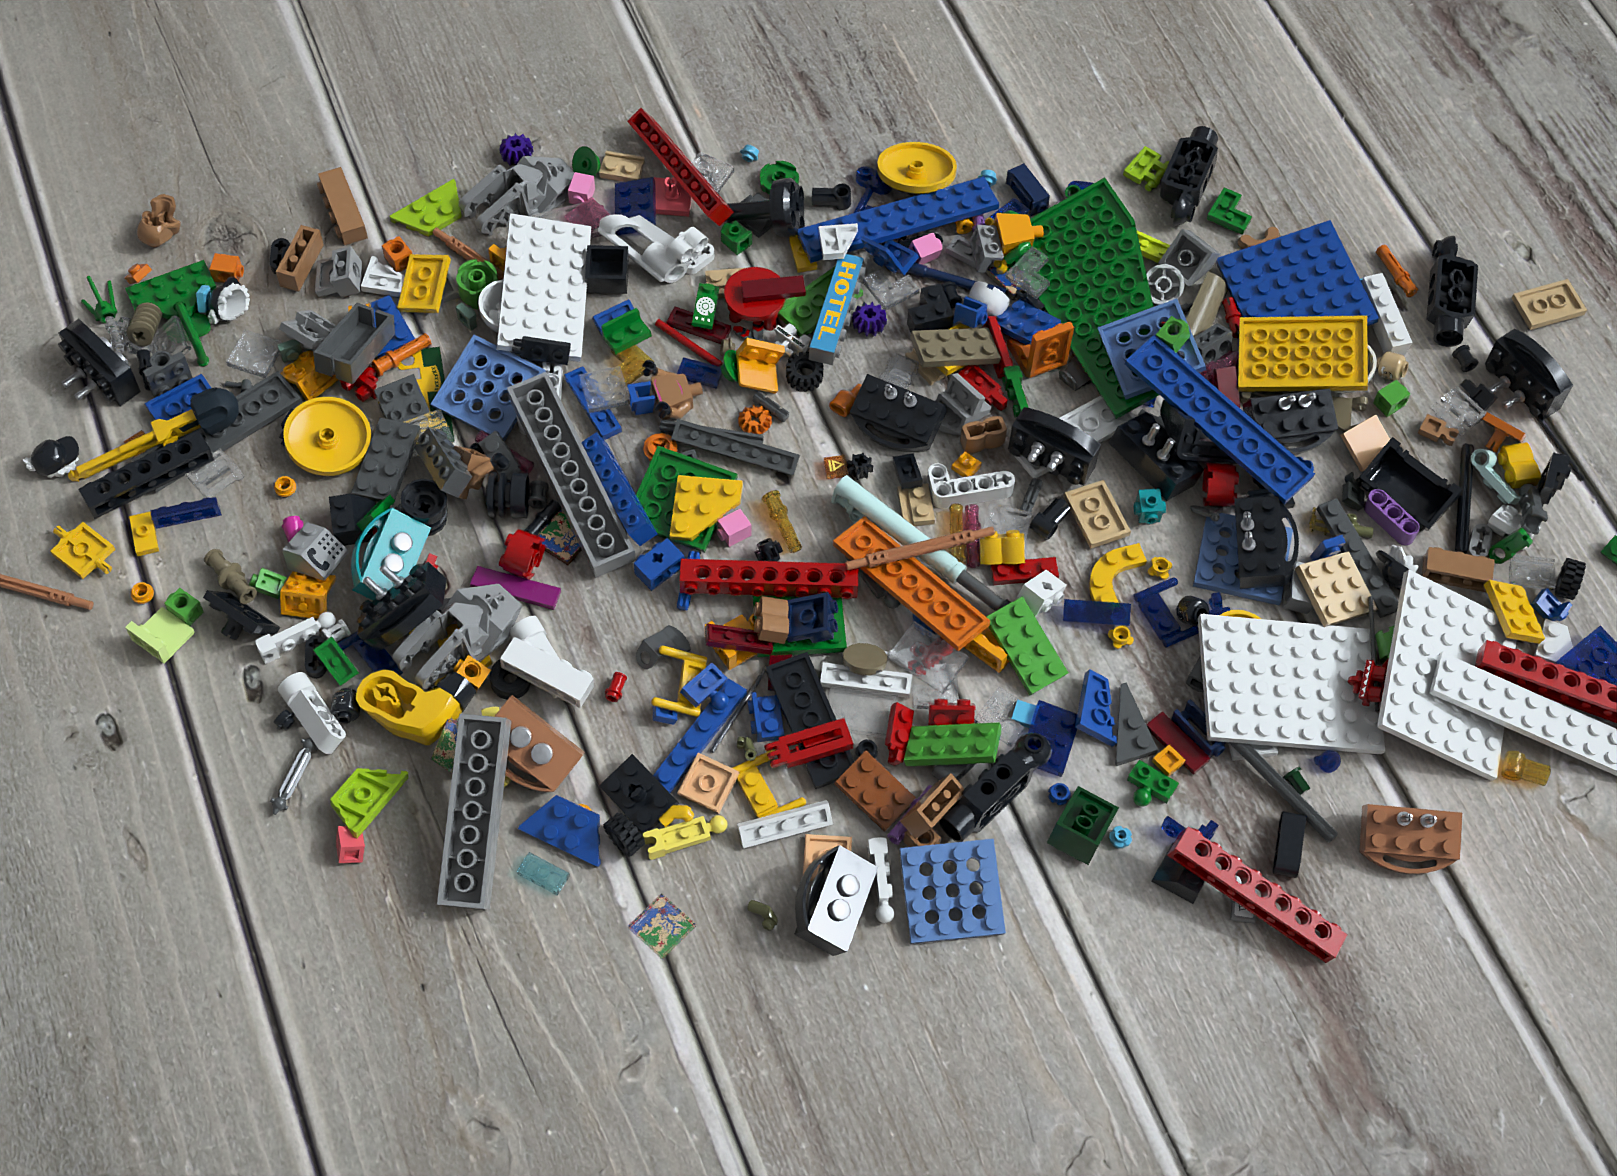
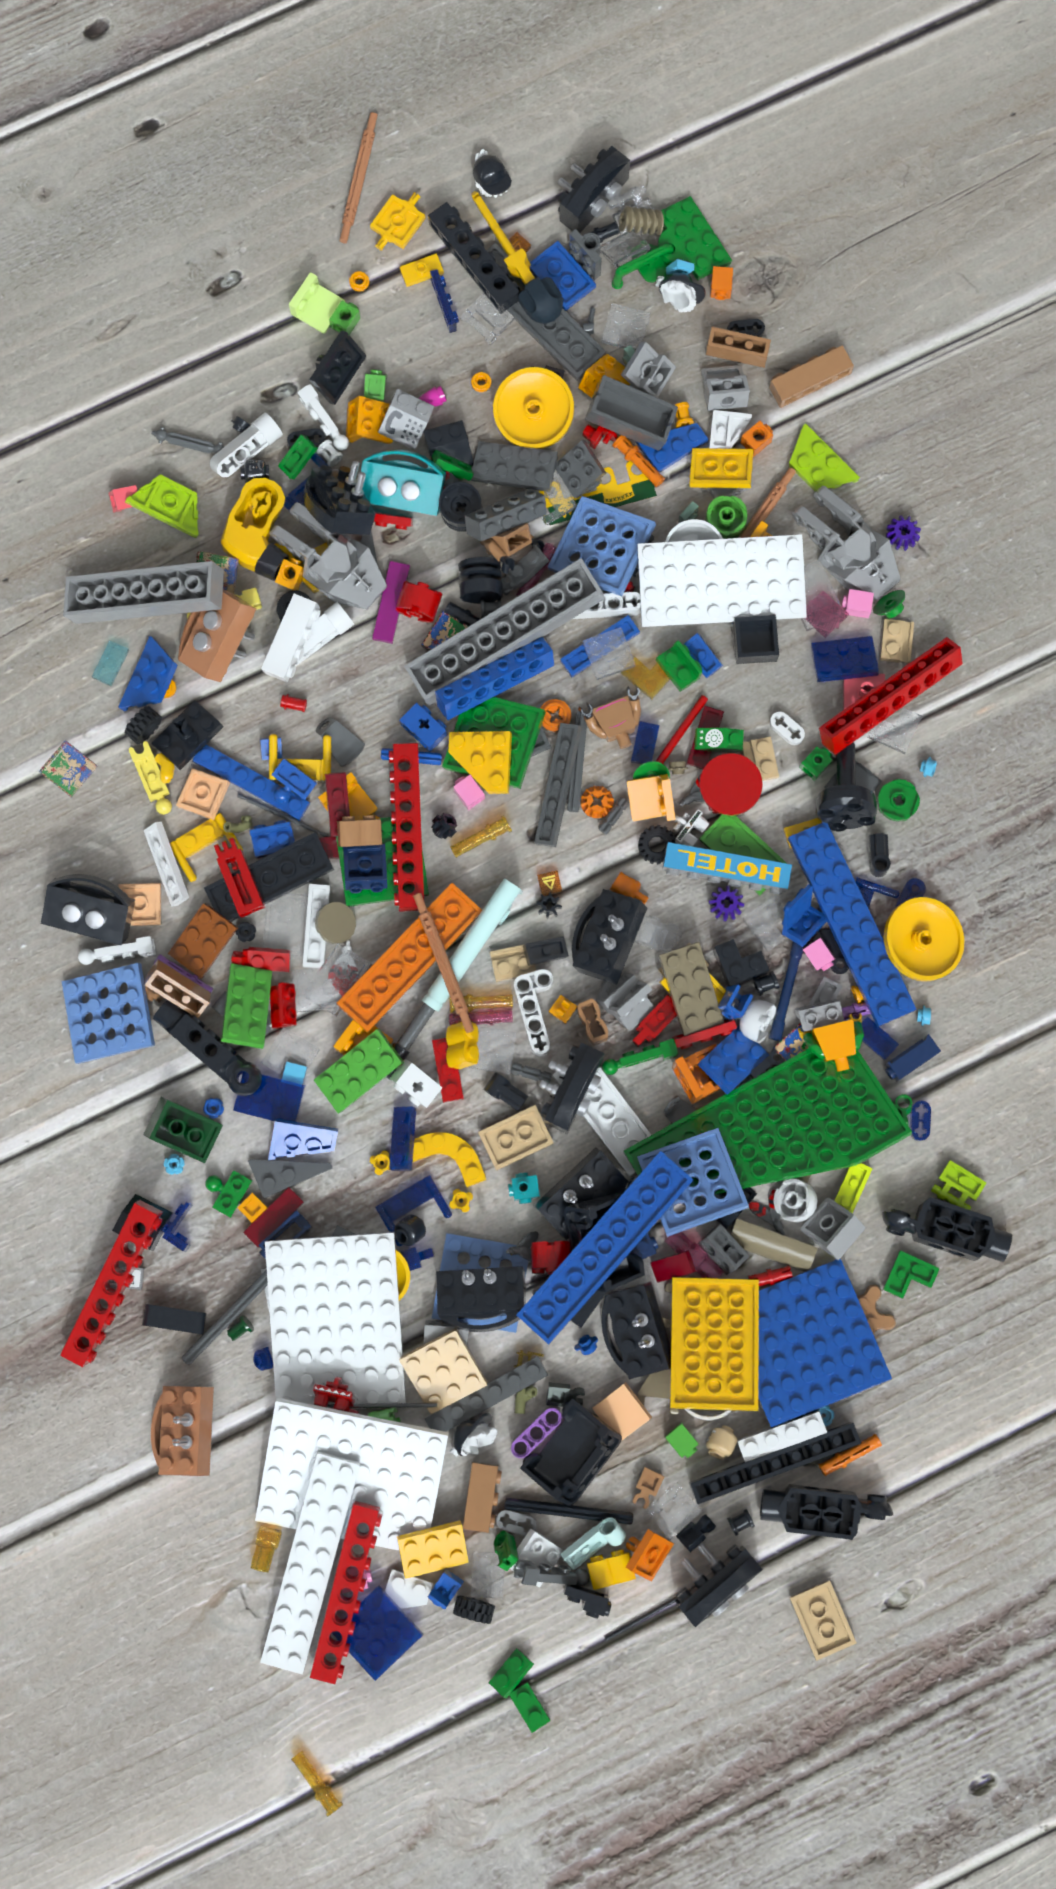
camera: 90 degrees right, 20 degrees up
(103, 308) = (662, 182): green plant -> none
(137, 273) = (707, 203): orange plate -> none
(159, 224) = (765, 208): medium nougat head -> none
(230, 576) = (378, 351): dark tan piece -> none
(542, 350) = (639, 587): black hinge -> none
(639, 398) = (603, 688): blue window -> none
(666, 256) = (776, 694): white panel -> none
(766, 912) = (78, 859): olive arm -> none
(773, 288) = (733, 800): dark red tile -> none
(836, 240) = (804, 859): white wing -> none
(1025, 273) = (791, 1054): clear plate -> none
(1171, 326) = (693, 1191): bright green brick -> none
(1328, 548) = (485, 1364): blue plate -> none
(1424, 351) = (775, 1463): none -> black brick

